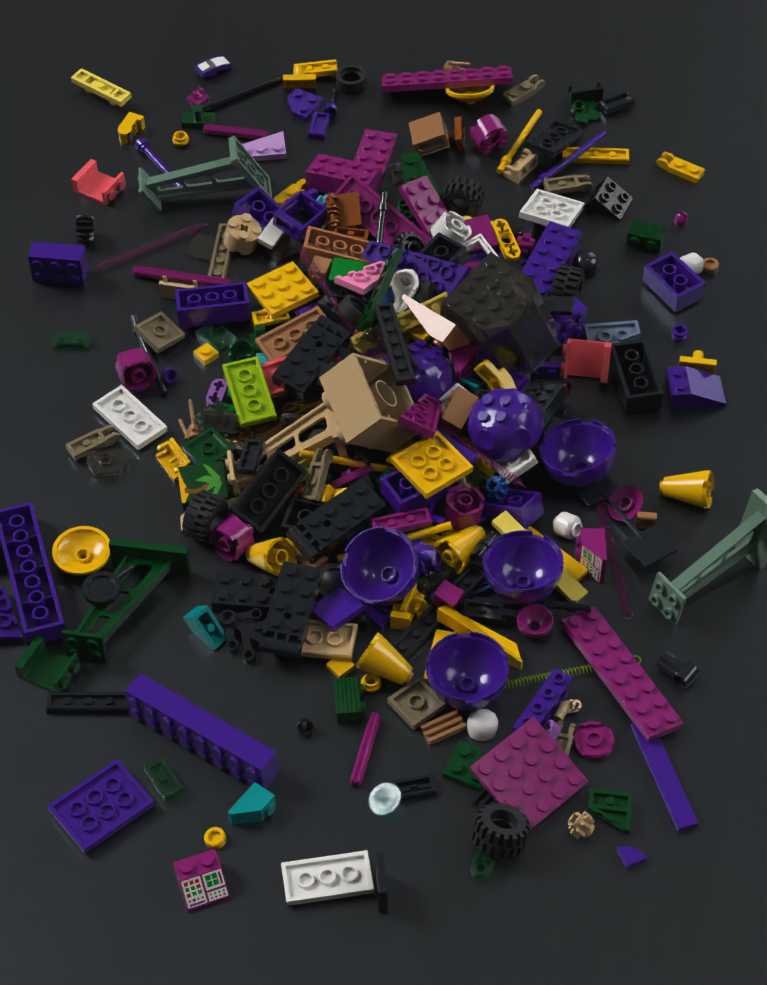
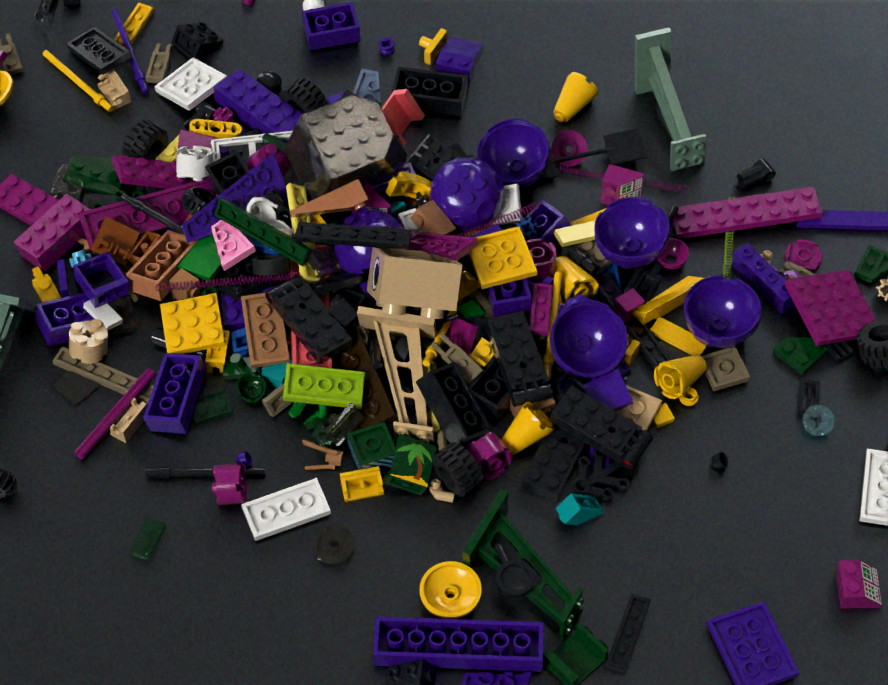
camera: 70 degrees left, 5 degrees up
(58, 263) = (42, 519): dark purple brick -> none
(85, 444) = (304, 553): dark tan hinge -> none
(149, 246) = (58, 491): magenta piece -> none
(159, 332) = (185, 452): dark tan plate -> none
(163, 779) = (740, 589): clear green plate -> none
(201, 732) = (706, 540): dark purple brick -> none
(206, 354) = (229, 421): yellow plate -> none
(213, 393) = (288, 427): medium lavender beam -> none
(215, 838) = (812, 565): yellow tile -> none
(250, 456) = (408, 407): black plate -> none
(252, 806) = (792, 523): teal slope -> none
(347, 699) = (704, 418): dark green brick -> none
(365, 749) = (758, 421): magenta axle -> none
(429, 134) = (33, 145): medium nougat piece -> none
(441, 724) = (752, 345): medium nougat tile -> none
(458, 134) = (42, 124): dark orange tile -> none
(482, 725) = (766, 329): white hair -> none
(489, 133) = (64, 97): magenta brick -> none
(567, 525) = (575, 197): white head -> none
(585, 111) = (67, 18): dark green plate -> none
(645, 520) = (593, 140): medium nougat tile -> none
(646, 235) = (259, 27): dark green brick -> none

